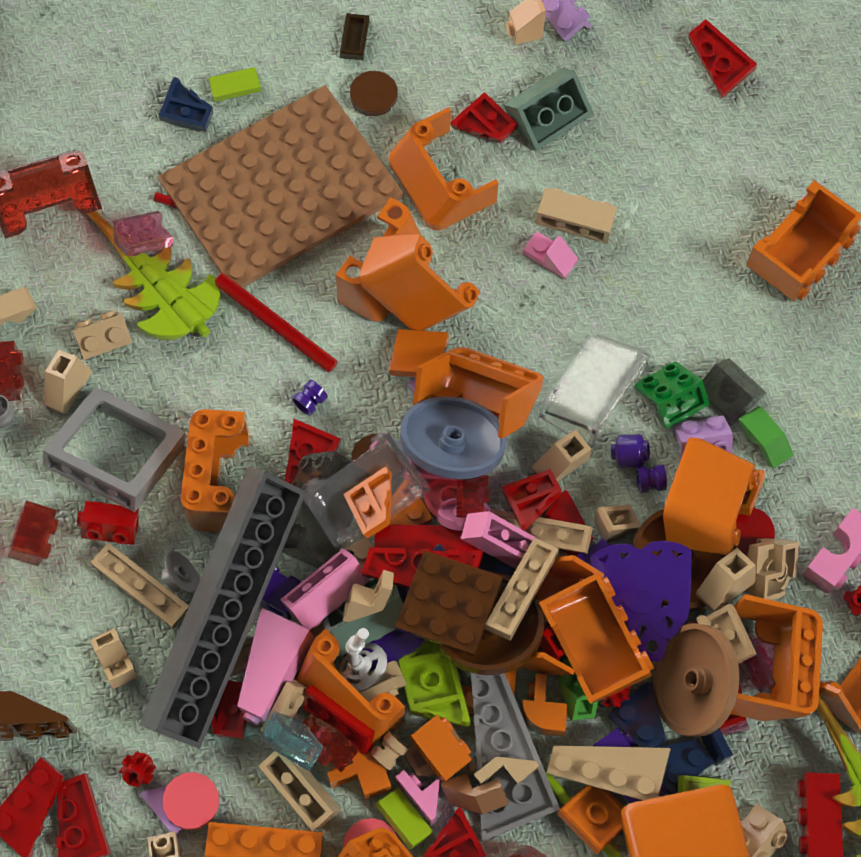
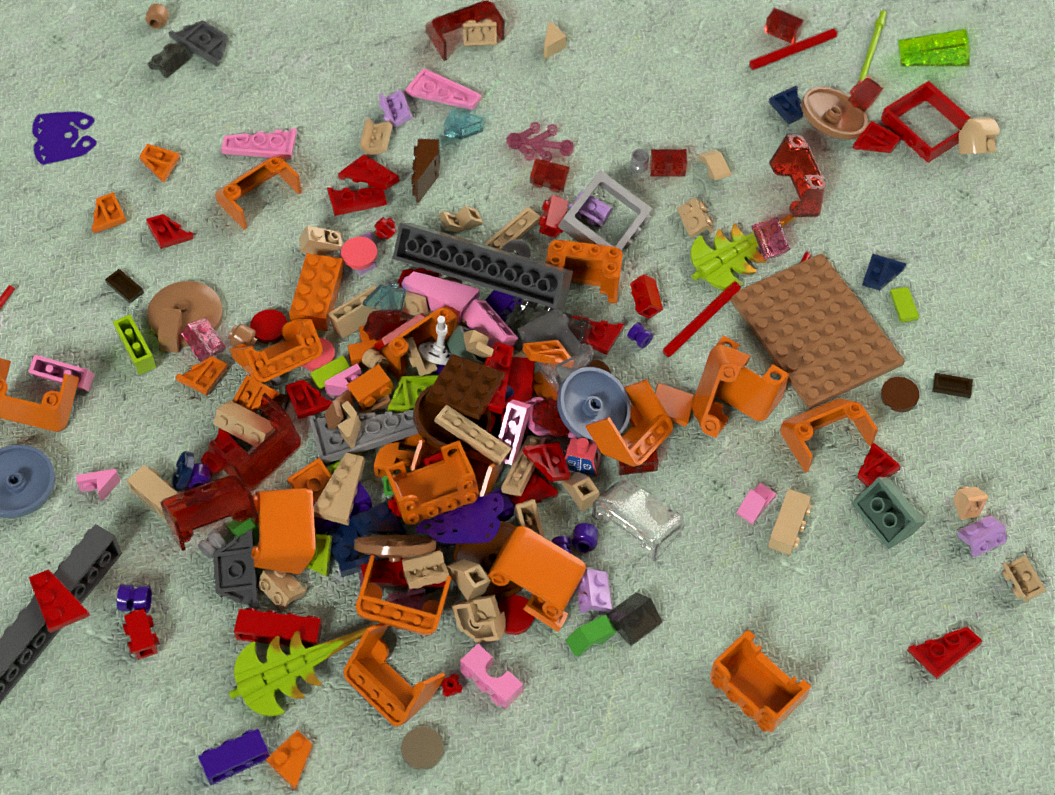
camera: 95 degrees right, 10 degrees down
(64, 381) = (660, 194): tan slope -> none
(99, 458) = (594, 211): none -> lavender bracket
(246, 391) = (646, 296): none -> red brick
(514, 459) = (583, 456): none -> coral torso
(674, 392) = (629, 570): green bracket -> none

